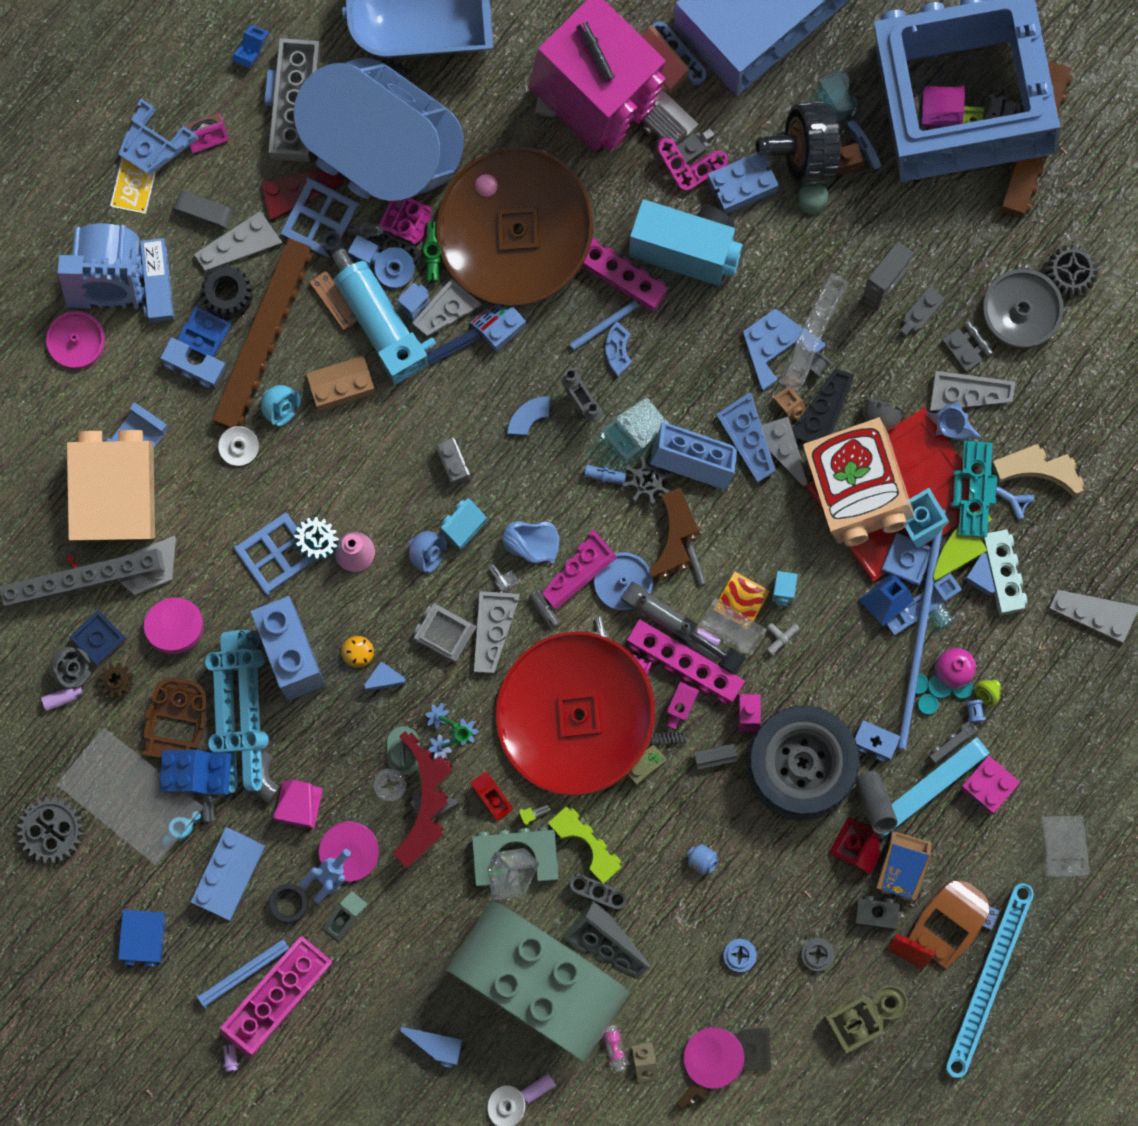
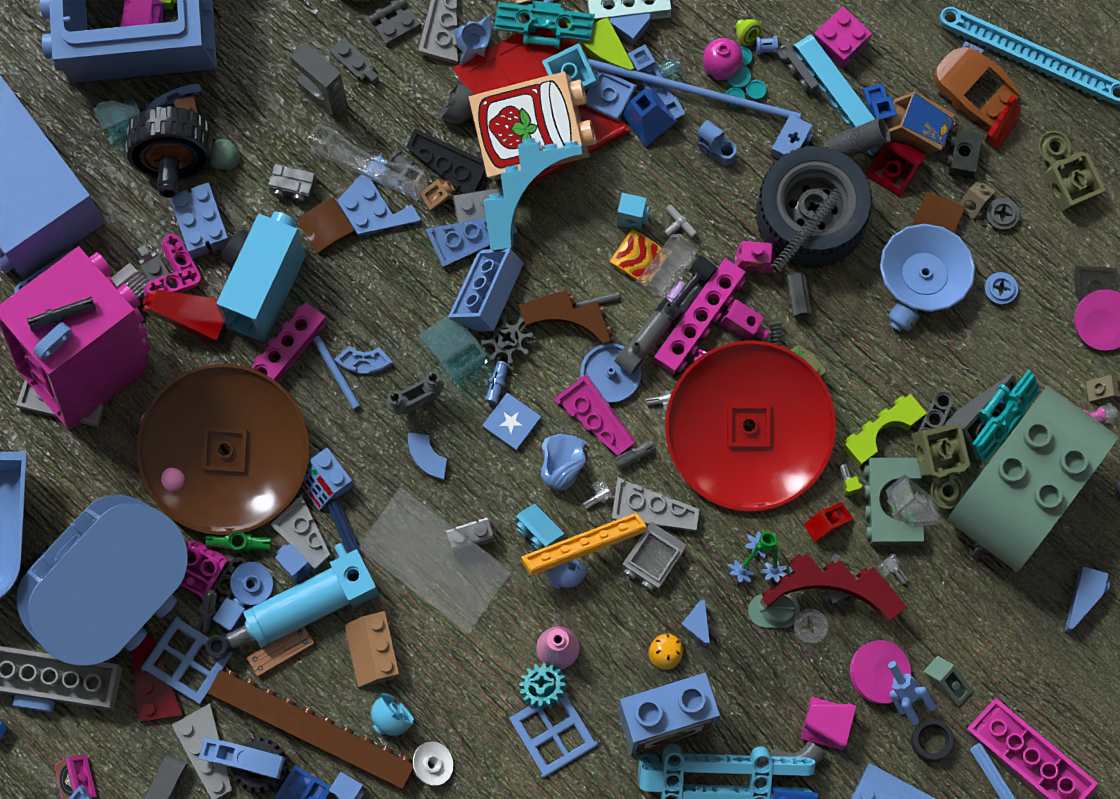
camera: 85 degrees left, 5 degrees down
(227, 272) = (241, 757): none -> medium blue slope
(427, 430) = (434, 559): none -> clear piece
(447, 564) = (583, 544): none -> light orange tile
(454, 858) = (889, 565): none -> clear piece
(554, 898) = (941, 455): none -> olive brick
(567, 47) = (52, 341): none -> medium blue beam
(568, 492) = (511, 421): none -> medium blue tile
(575, 940) = (989, 440): none -> teal piece
(647, 176) = (189, 312): none -> red slope
(749, 300) = (325, 225): none -> reddish brown slope
(767, 752) = (808, 230): none -> dark grey piece
(771, 874) = (935, 252): none -> medium blue dish
(774, 461) = (501, 209): none -> medium azure arch
(789, 264) = (292, 183): none -> flat silver brick
(807, 889) = (939, 212): none -> reddish brown slope
(834, 928) = (979, 194): none -> dark tan bracket
(864, 666) = (713, 143): none -> medium blue piece
(923, 826) = (878, 102): none -> blue slope

